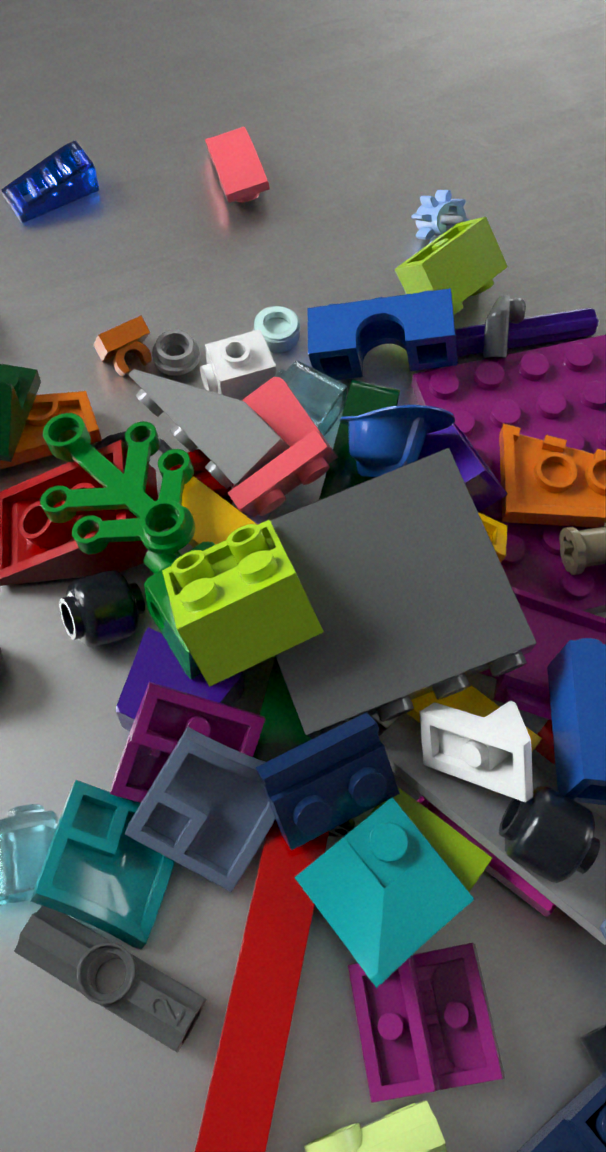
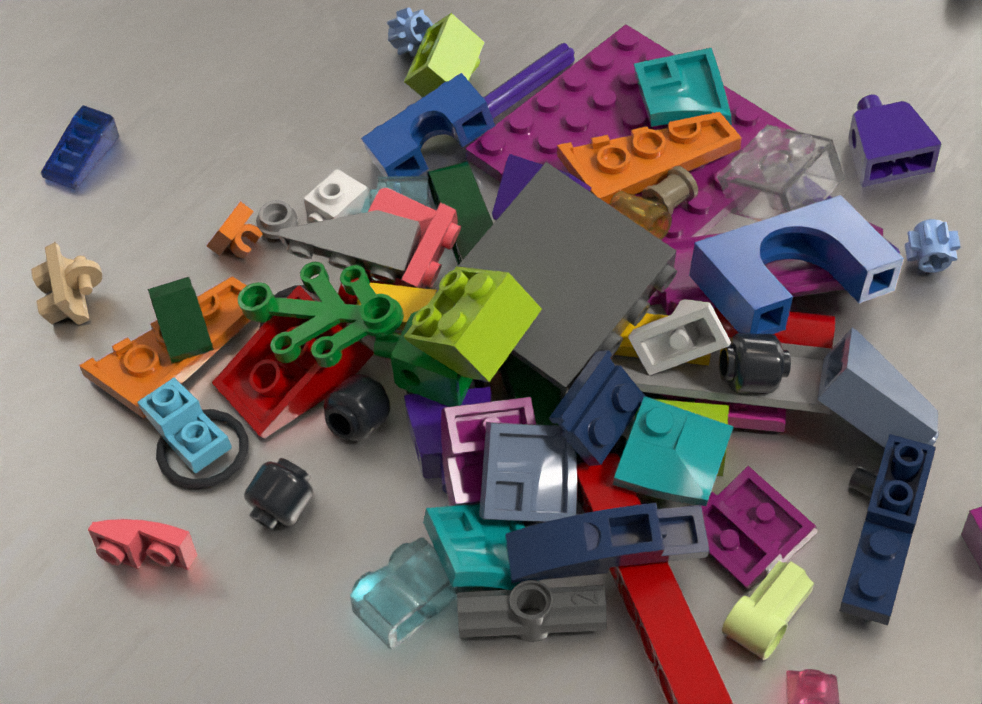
camera: 25 degrees left, 10 degrees down
(232, 964) = (606, 539): none -> dark blue slope
(237, 165) = (223, 64): coral slope -> none
(279, 328) = (342, 160): light aqua tile -> none
(392, 436) = (490, 186): blue piece -> none
(497, 325) = (505, 85): dark grey arm -> none
(543, 558) = (644, 212): none -> clear yellow cone

